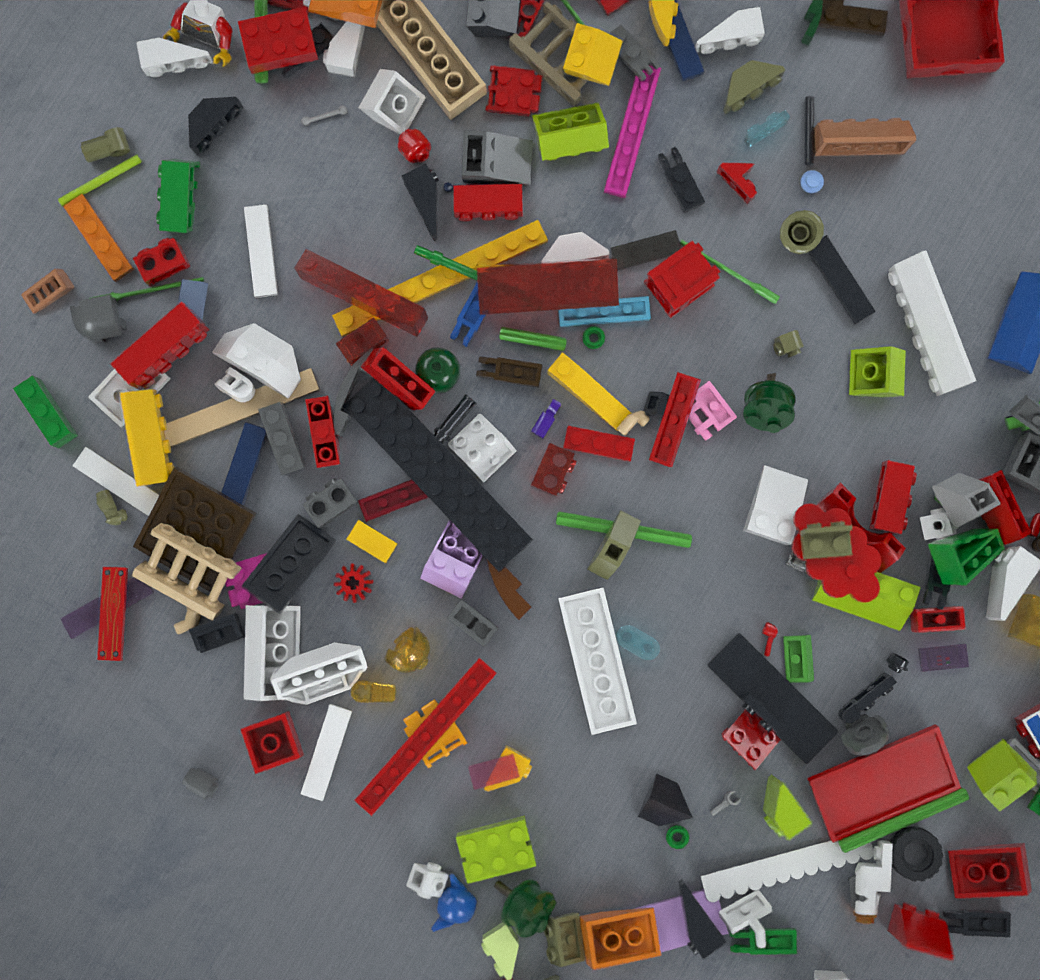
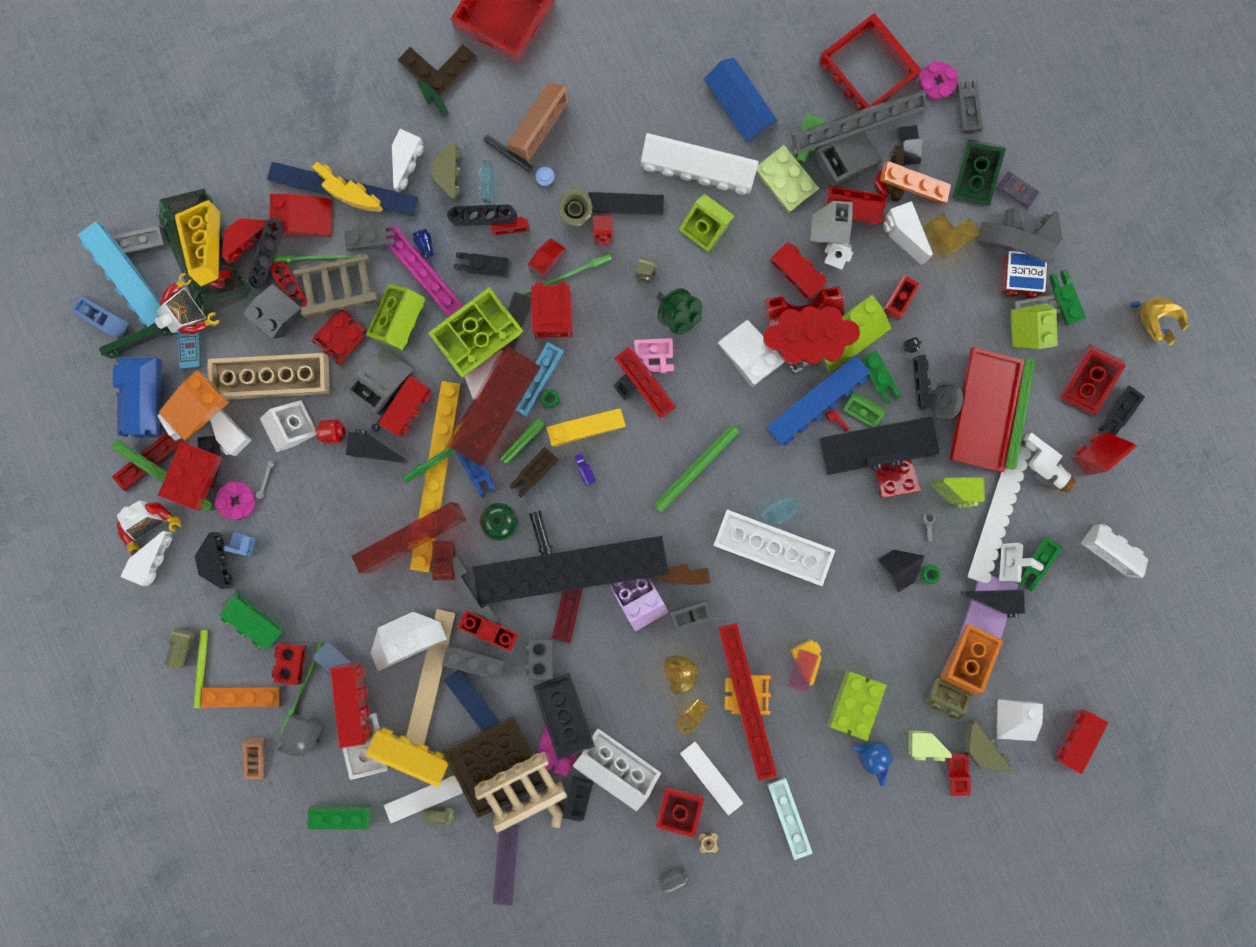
camera: 55 degrees left, 0 degrees up
(112, 613) = (514, 864): red tile -> none
(240, 390) = (418, 667): white plate -> none
(245, 136) = (241, 544): none -> medium blue panel
(256, 797) = (713, 843): none -> tan plate
(260, 251) = (330, 588): white tile -> none
(275, 92) = (246, 498): none -> dark pink plate
(319, 673) = (654, 746): white wedge -> none
(338, 858) = (789, 818): none -> light aqua plate
(349, 589) = (610, 686): red gear -> none
(372, 541) = (587, 647): yellow tile -> none
(398, 378) = (487, 553): red brick -> none
(427, 880) = (846, 766): white brick -> none
(482, 447) = (573, 527): white bracket -> none
(526, 907) = (909, 710): dark green wheel -> none
(548, 468) = (619, 491): clear red brick -> none
(592, 54) = (353, 265): yellow slope -> none
(599, 443) = (625, 445): red plate -> none
(608, 219) = (475, 332): none -> lime piece
(614, 545) = (703, 482): olive slope -> none
(631, 420) = (624, 411): tan arm -> none
(662, 109) = (424, 243): none -> clear blue cone
(730, 238) = (546, 258): none -> red slope
(732, 144) = (481, 218): none -> black beam
(775, 604) = (817, 400): none -> blue brick
(797, 274) = (603, 230): none -> red slope
(826, 541) = (799, 337): olive bracket -> none
(843, 650) = (880, 376): none -> green hinge
(933, 859) = (1055, 408): black tyre -> none
(934, 584) = (873, 277): black hinge -> none
(943, 657) = (929, 311): clear purple tile -> none
(965, 554) = (870, 249): green wedge -> none
(978, 423) = (786, 179): none -> yellowish green plate

